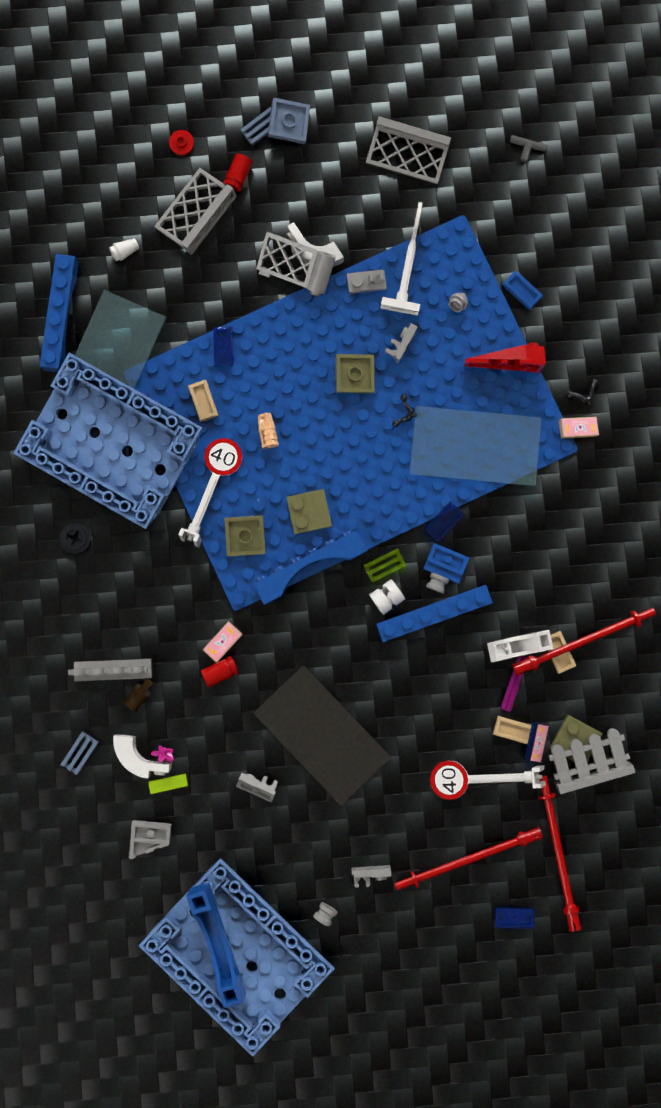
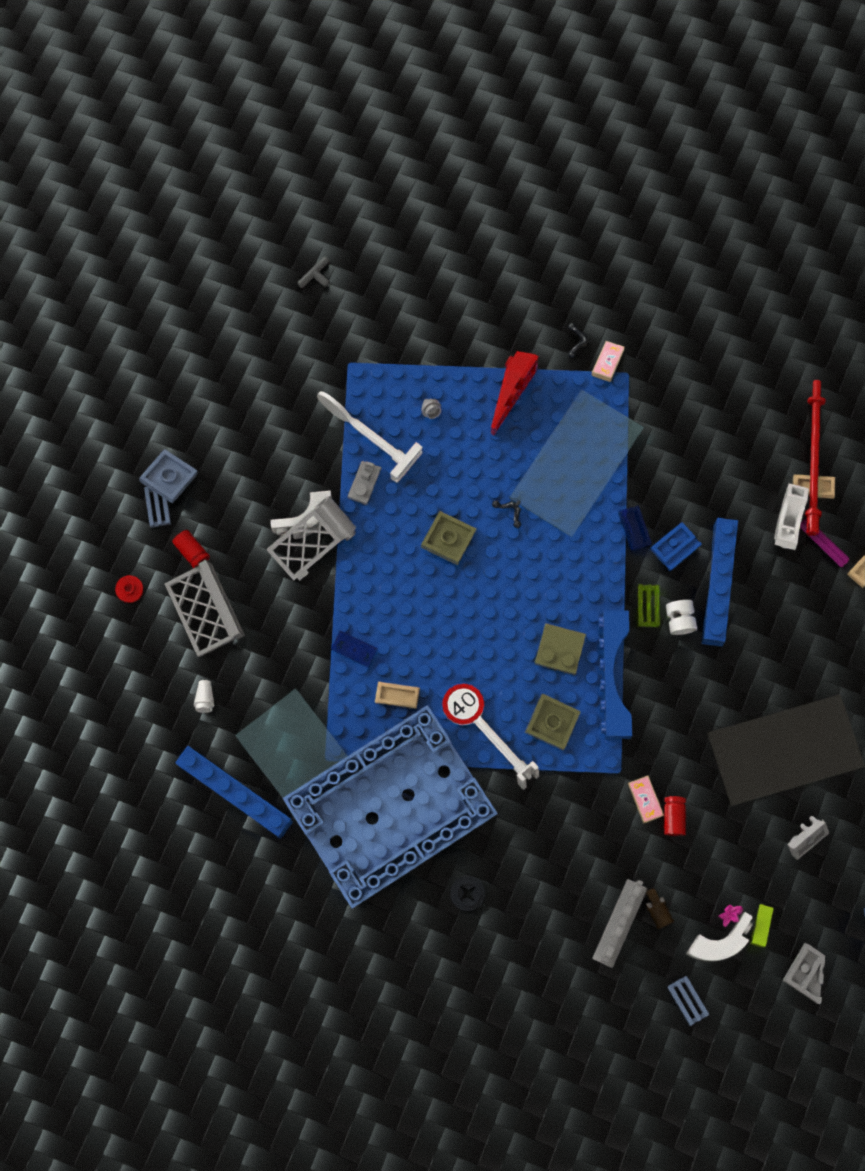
camera: 60 degrees left, 10 degrees down
(267, 431) = (460, 648): light nougat hinge -> none
(406, 335) = (446, 481): light grey plate -> none
(409, 133) = (246, 369): light grey fence -> none
(437, 583) = (691, 564): light grey wheel -> none
(522, 290) = (449, 347): blue tile -> none

